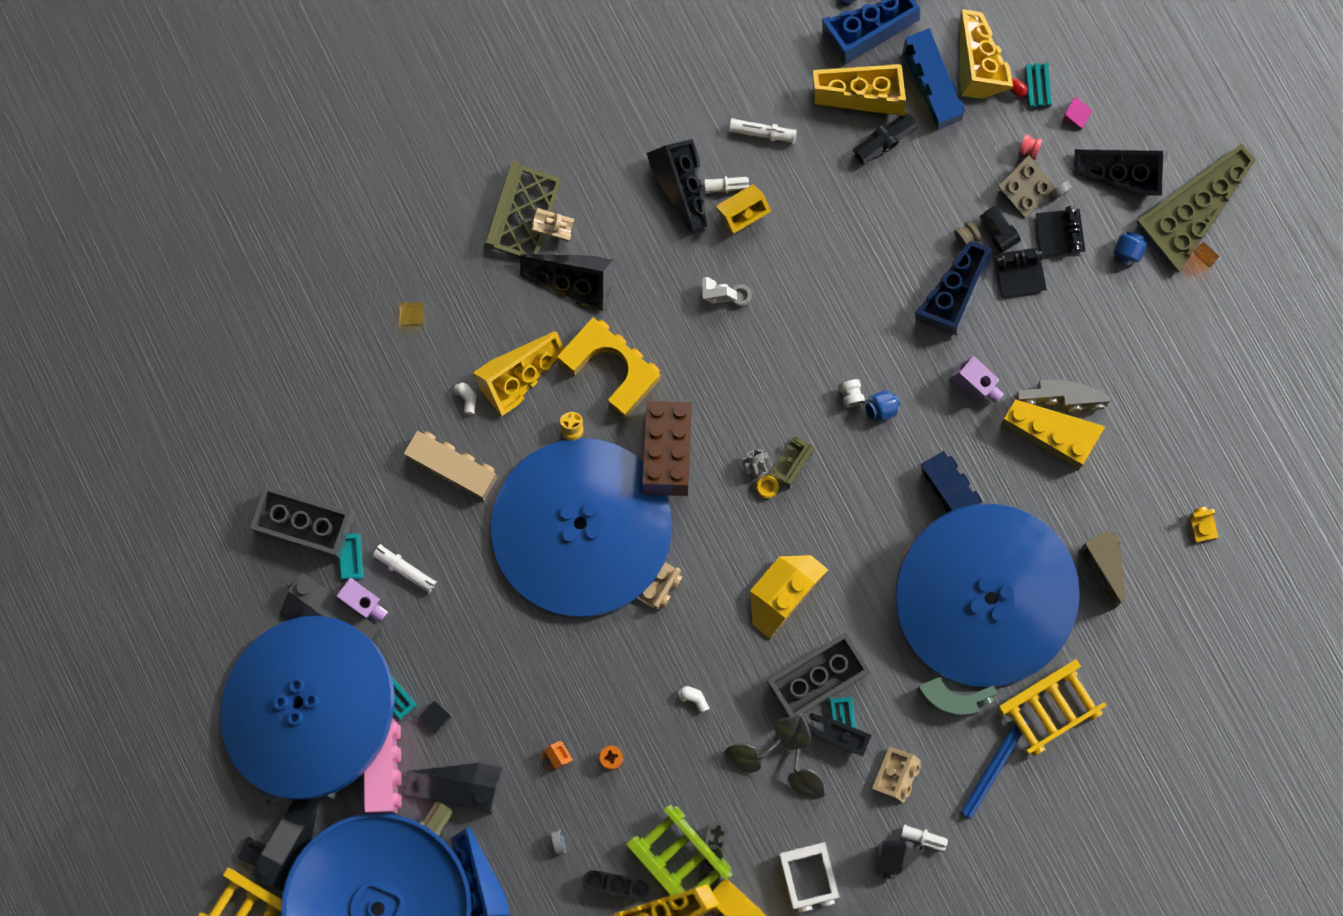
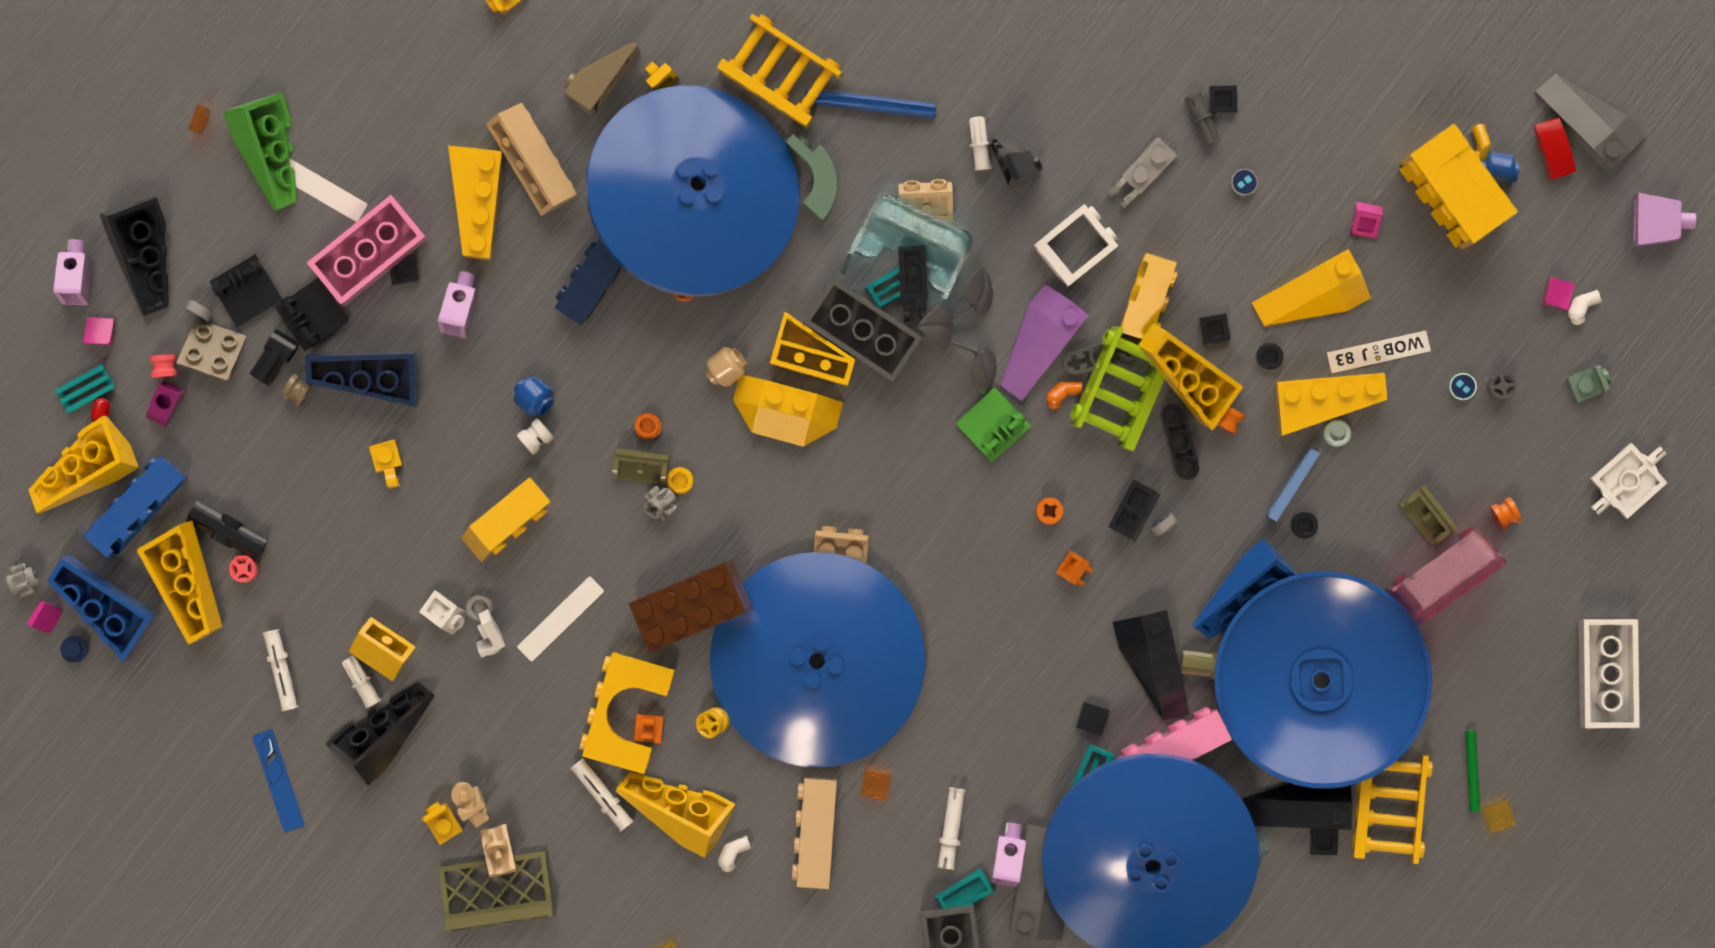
camera: 120 degrees left, 10 degrees up
(465, 527) = (875, 785): none -> clear orange tile
(556, 321) = (602, 795): none -> white pin
(576, 276) = (542, 796): black wedge -> none
(579, 823) = (1134, 510): none -> black hinge
(590, 378) = (648, 728): none -> orange tile
(593, 196) = (442, 822): none -> yellow bracket
(596, 220) = (469, 803): none -> tan hips
(681, 94) = (278, 780): none -> blue sticker
(694, 695) = (942, 453): white arm -> none
(698, 746) = (993, 424): none -> bright green hinge
(700, 810) = (1060, 391): none -> orange arm
(704, 351) = (560, 619): none -> white sticker
(749, 266) = (443, 613): none -> white bracket
(749, 816) = (1043, 334): none -> medium lavender wedge
(798, 343) = (506, 520): none -> yellow wedge
(820, 481) = (647, 426): none -> orange plate
(820, 626) = (810, 354): none -> yellow wedge
(838, 560) = (725, 366): none -> tan head
(851, 133) = (240, 566): none -> coral wheel
(885, 277) = (386, 459): none -> yellow plate
(888, 744) = (898, 223): none -> clear light blue windscreen
(1002, 136) = (164, 403): none -> magenta leg
(1023, 354) = (405, 271): none -> black tile
(1050, 331) = (367, 250): none -> bright pink brick
(1066, 486) = (531, 159): none -> tan brick
(1072, 394) = (426, 197): light grey slope -> none
(1087, 614) = (660, 77): none -> yellow tile
(1115, 320) = (328, 192): none -> white sticker
(1128, 111) = (71, 284): none -> lavender torso
(1130, 248) = (230, 206): blue head -> none
(1166, 294) = (263, 140): none -> bright green wedge
(1187, 214) = (161, 159): olive wing -> none

